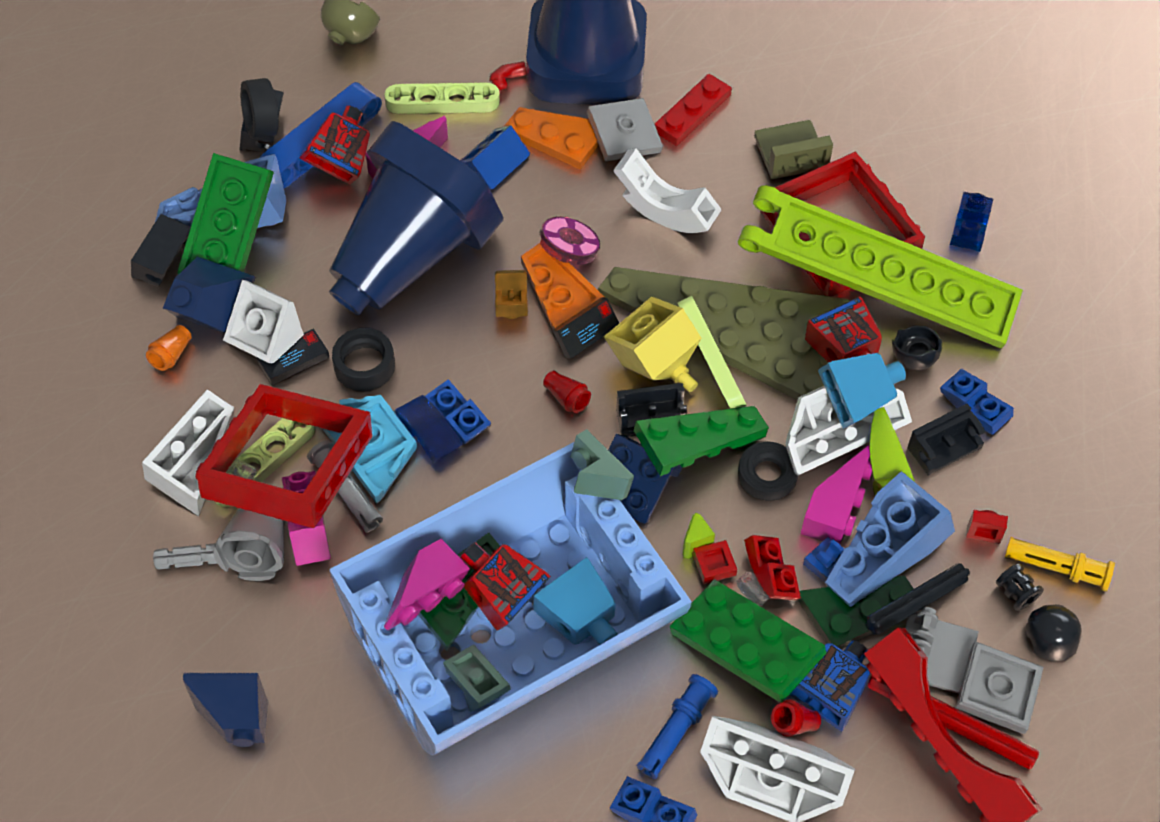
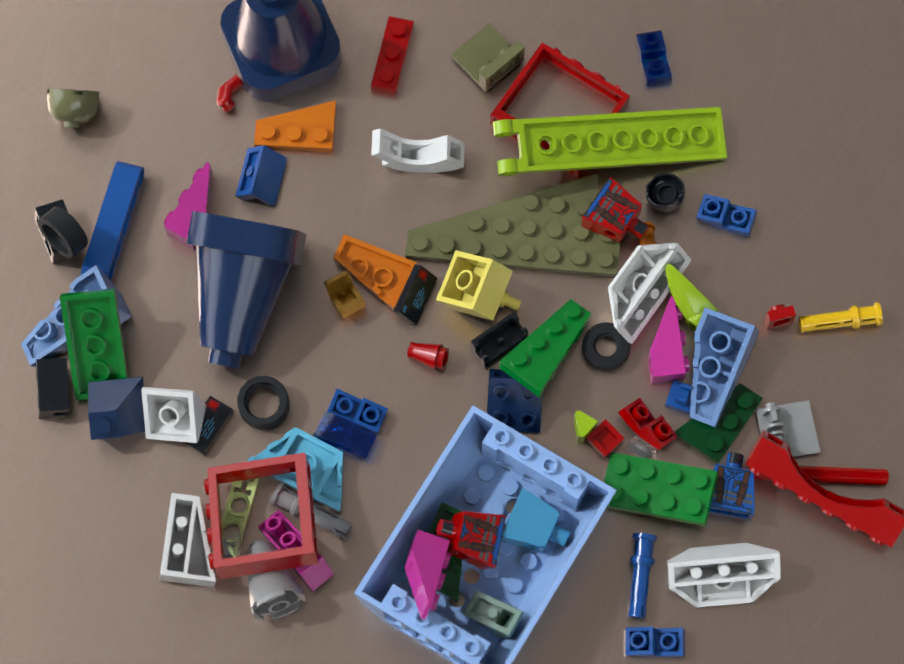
camera: 25 degrees left, 15 degrees up
(167, 349) = (110, 466): orange cone -> none
(184, 556) = (227, 623): light grey axle -> none
(339, 145) = (139, 229): torso -> none
(442, 93) = (191, 143): yellowish green beam -> none
(569, 240) = (363, 225): tile -> none
(600, 470) = (512, 425): sand green slope -> none
(624, 127) = (351, 102): light grey plate -> none
(713, 355) = (521, 273): yellowish green beam -> none
(793, 718) = (718, 531): red cone -> none
(860, 385) = (650, 260): dark azure torso -> none
(917, 599) = (759, 399): black axle -> none
(946, 439) = (721, 259): black hinge -> none
(999, 687) = (841, 436): light grey plate -> none
(1015, 575) = (819, 357): black bush -> none
(1054, 632) = (859, 375): black hair -> none

